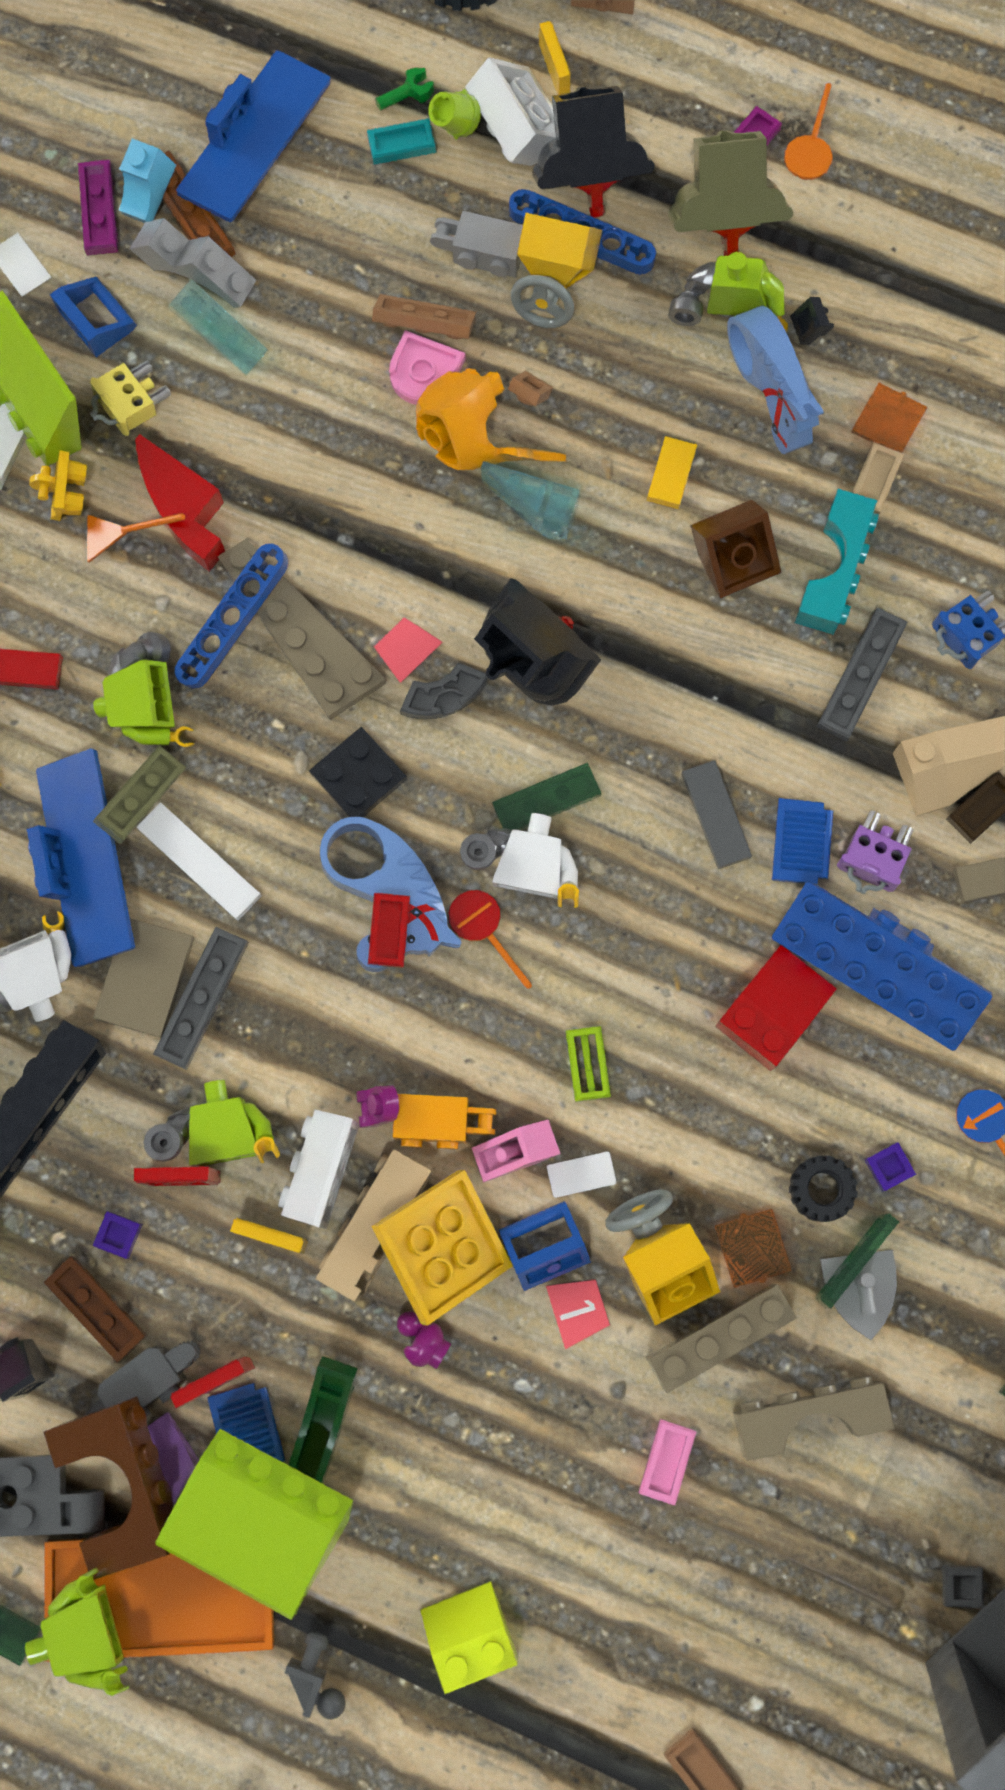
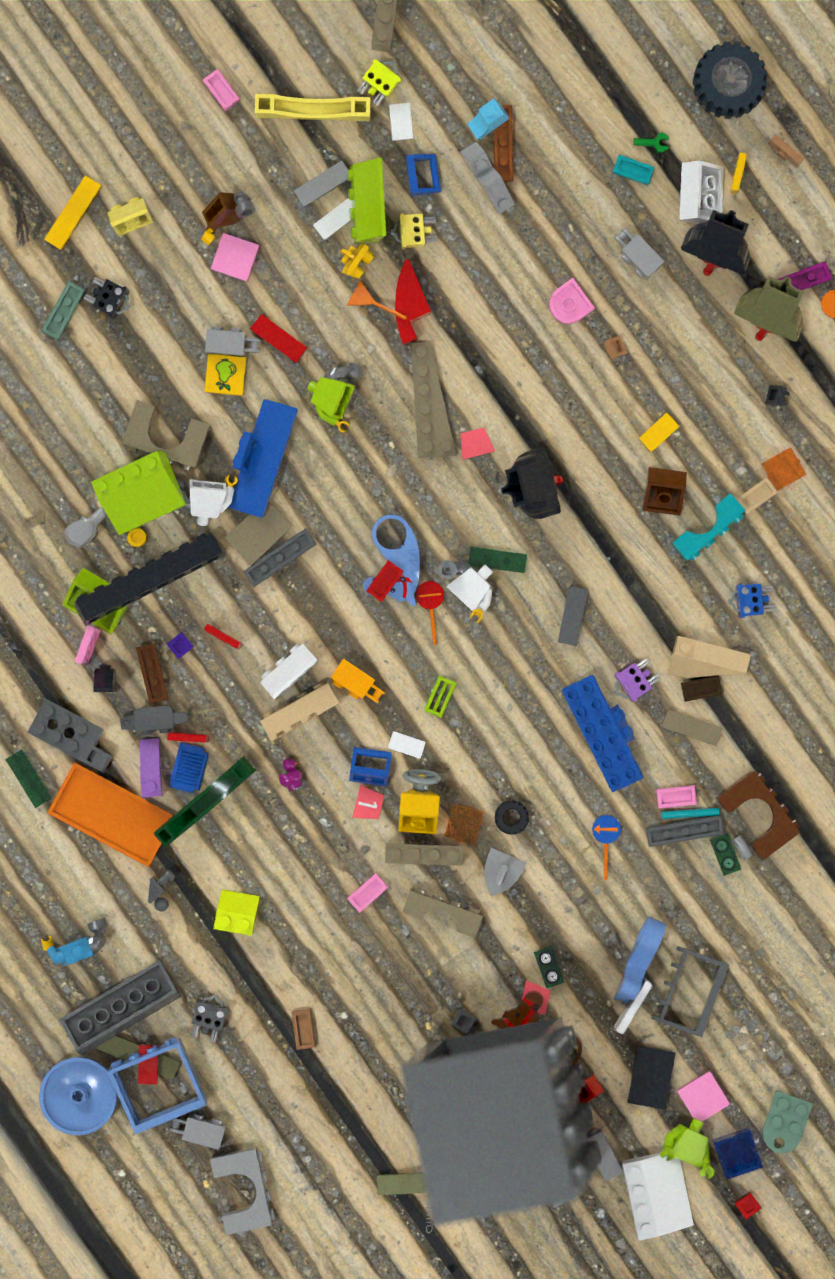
camera: 30 degrees right, 10 degrees up
(81, 1638) = (70, 812): lime torso -> none
(98, 207) = (458, 114): magenta tile -> none
(124, 1438) = (136, 737): reddish brown arch -> none
(139, 794) = (306, 443): olive tile -> none
(199, 861) = (315, 491): white tile -> none
(216, 1131) = (252, 625): lime torso -> none
(217, 327) = (479, 220): clear light blue slope -> none
(233, 599) = (409, 379): blue beam -> none
(250, 133) = (559, 123): blue bracket -> none
(255, 1523) = (174, 809): lime slope -> none
(269, 1235) = (249, 687): yellow tile -> none
(358, 774) = (415, 494): black plate -> none
(378, 1106) = (332, 658): magenta plate -> none
(424, 317) = (586, 277): medium nougat plate -> none
(442, 1247) = (324, 740): yellow plate -> none
(444, 696) = (479, 479): dark grey tile -> none
(454, 421) = (567, 343): light orange hips -> none
(455, 112) = (668, 175): lime piece -> none
(515, 1150) = (382, 716): bright pink slope -> none
(539, 502) = (583, 410): clear light blue slope -> none
(556, 258) = (669, 287): yellow piece -> none
(615, 257) = (694, 286): blue beam -> none
(735, 287) = (747, 357): lime torso -> none
(771, 365) = (736, 415): medium blue animal -> none
(776, 1008) = (543, 723): red slope -> none
(802, 841) = (605, 653): blue window -> none
(856, 1260) = (505, 857): clear green tile -> none
(862, 674) = (686, 589): dark grey tile -> none
(890, 1167) = (548, 826): dark purple tile -> none

